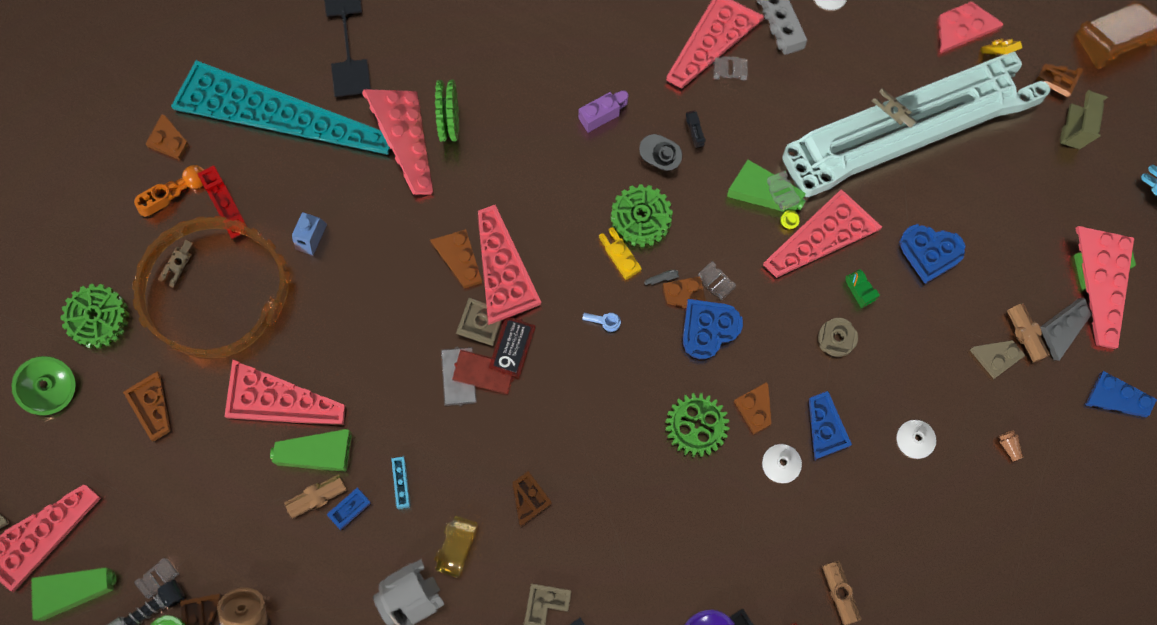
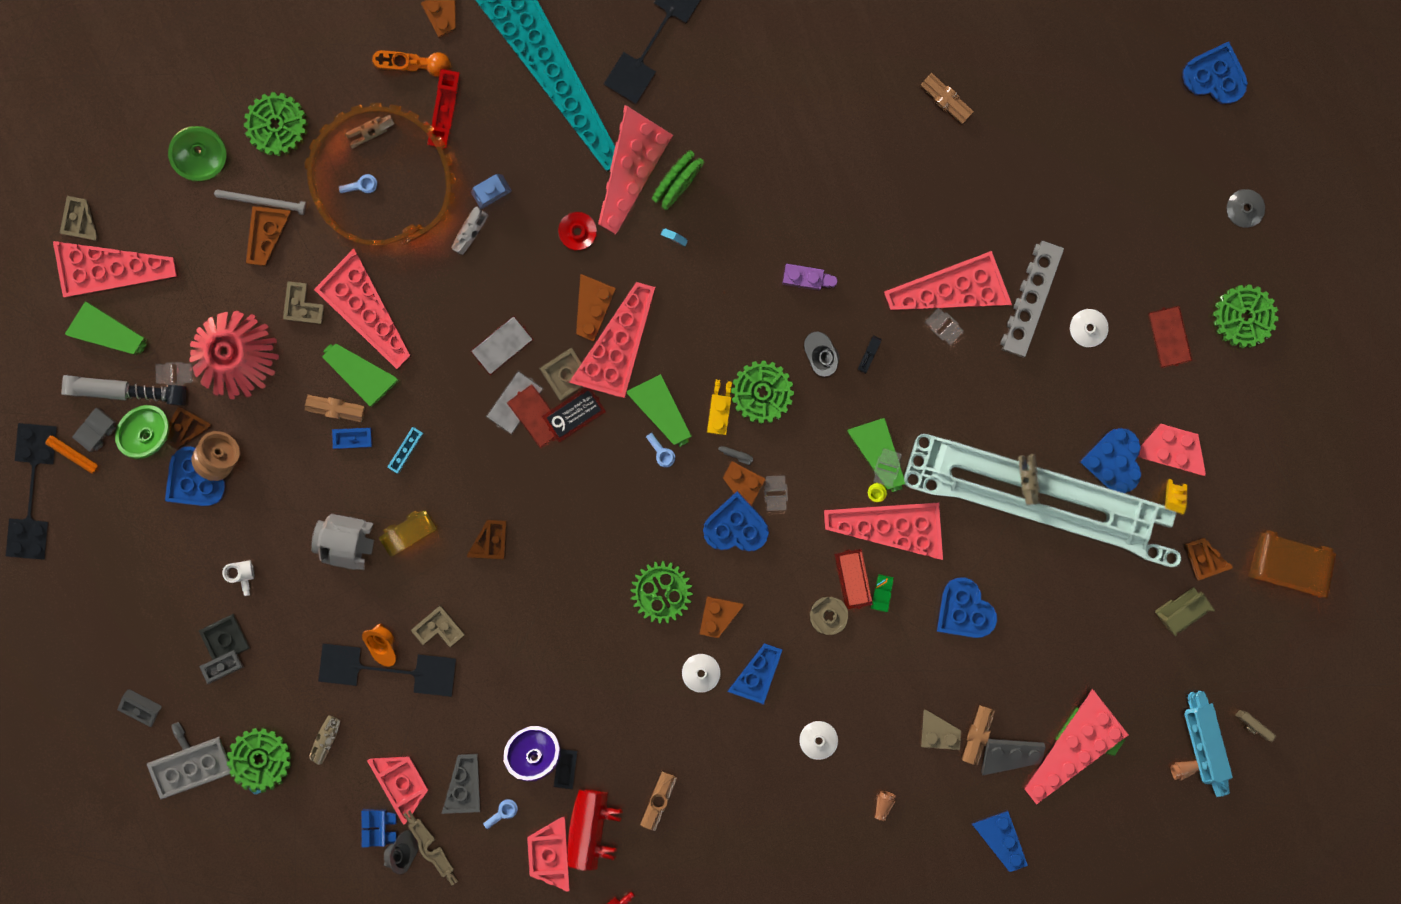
camera: 50 degrees right, 15 degrees up
(165, 363) = (301, 208): none -> light grey bar
(196, 521) = (242, 354): none -> coral plant
(205, 304) = (366, 183): none -> light blue plate
(222, 442) = (297, 309): none -> dark tan plate
(316, 275) = (469, 230): none -> light grey hinge
(397, 203) = (570, 223): none -> red dish
(412, 341) = (502, 345): none -> flat silver piece
(479, 159) = (674, 237): none -> medium azure tile
(576, 288) = (660, 407): none -> bright green slope
(831, 293) = (853, 579): none -> clear red piece
(932, 60) = (1115, 460): none -> blue plate

